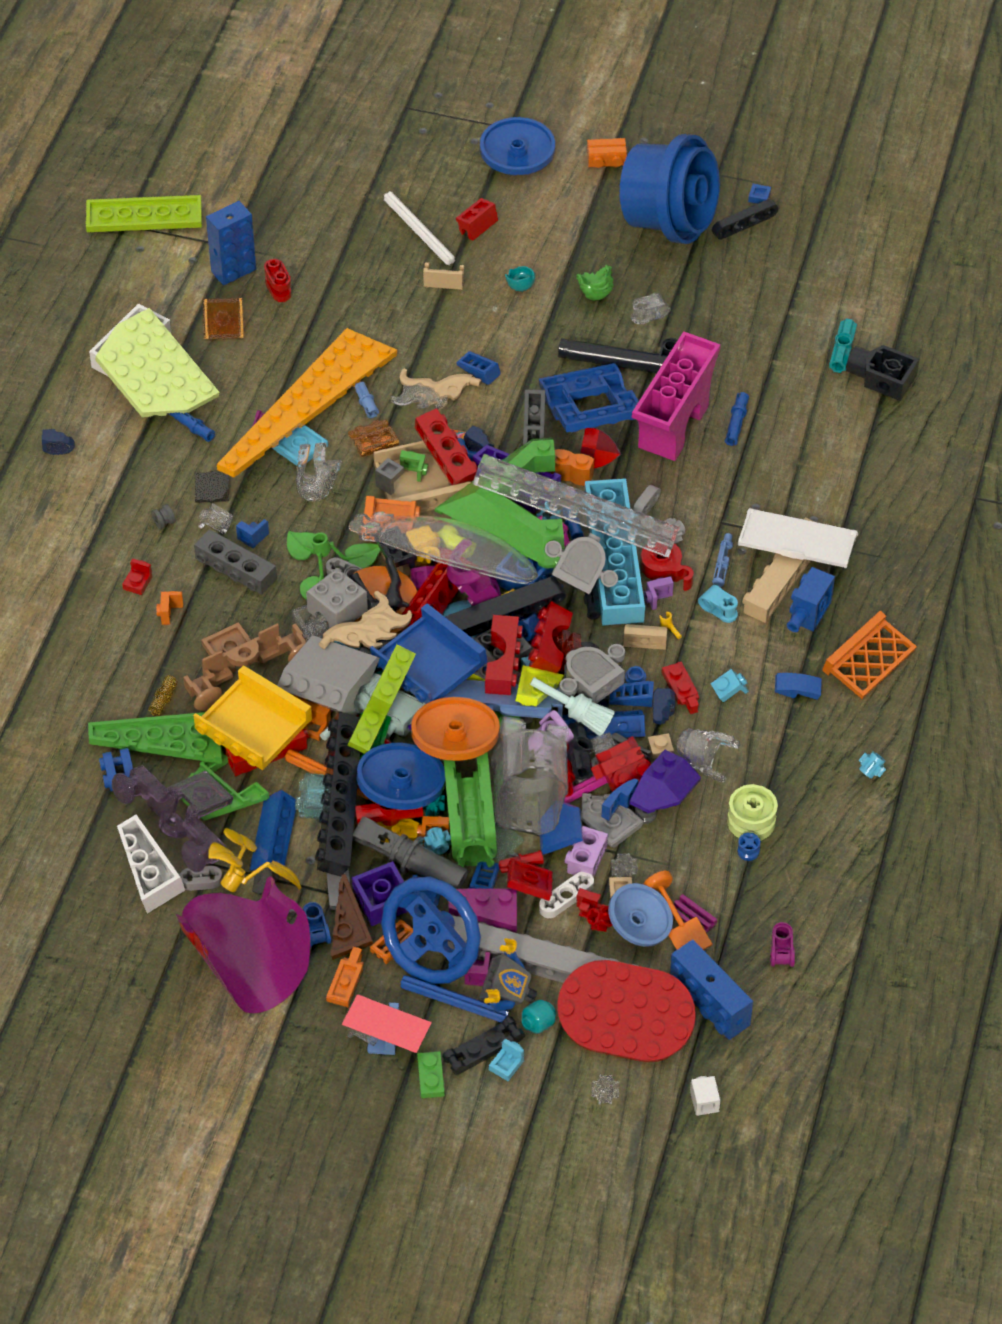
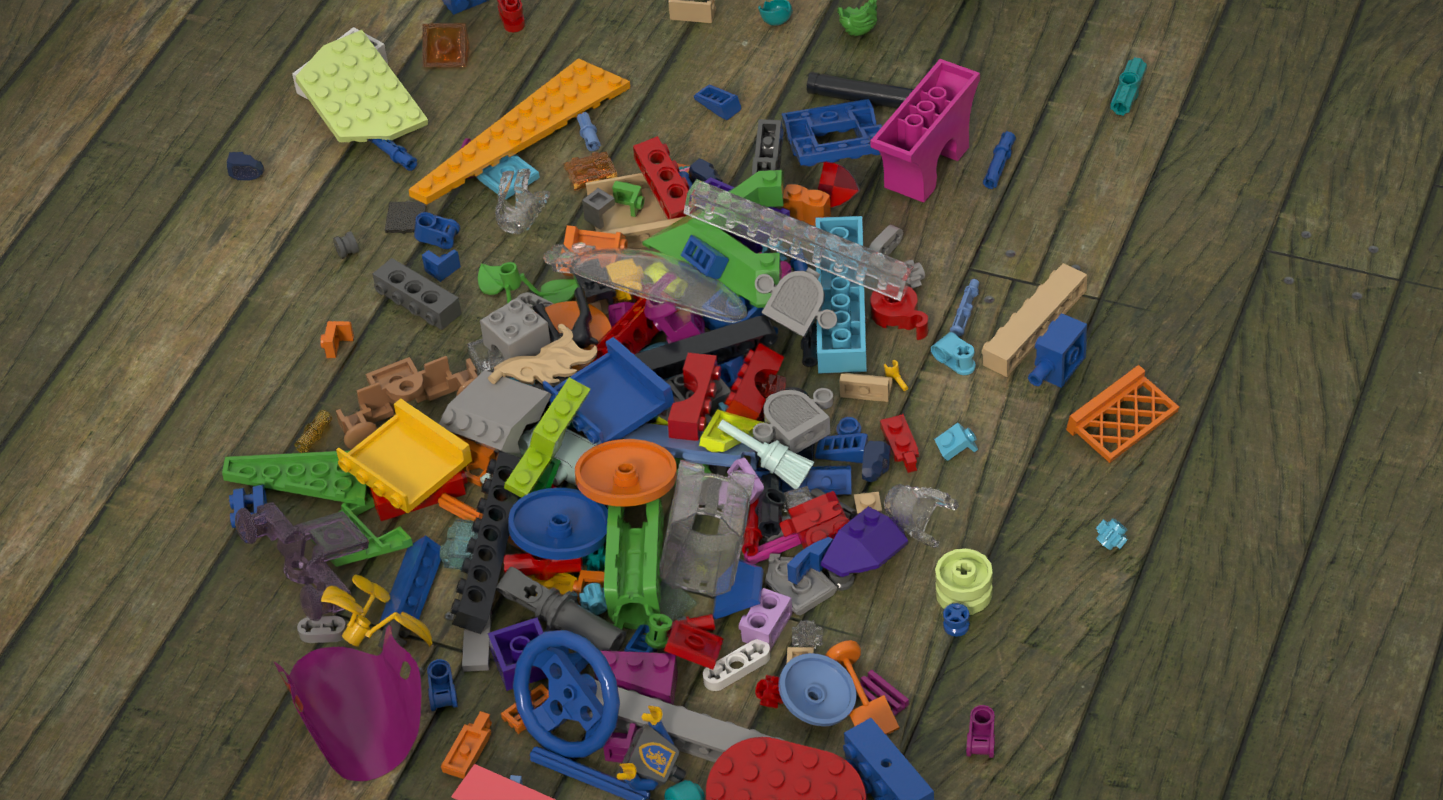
camera: 10 degrees right, 5 degrees down
(138, 577) = (309, 307): red bracket -> none
(151, 868) = (264, 616): white wedge -> none
(216, 518) = (403, 248): clear bracket -> none
(242, 499) = (434, 230): none -> blue piece
(350, 926) = (481, 685): reddish brown wing -> none
(430, 392) = (663, 125): piece -> none
(496, 868) = (657, 630): none -> bright green bush
(505, 530) = (705, 258): none -> blue slope
(586, 901) = (757, 670): red tile -> none
(650, 307) = (915, 43): clear piece -> none
(658, 589) = (886, 336): medium lavender bracket -> none
(793, 683) = (1029, 442): blue slope -> none
(797, 538) = (1051, 284): white door -> none
(884, 369) = (1172, 111): black brick -> none

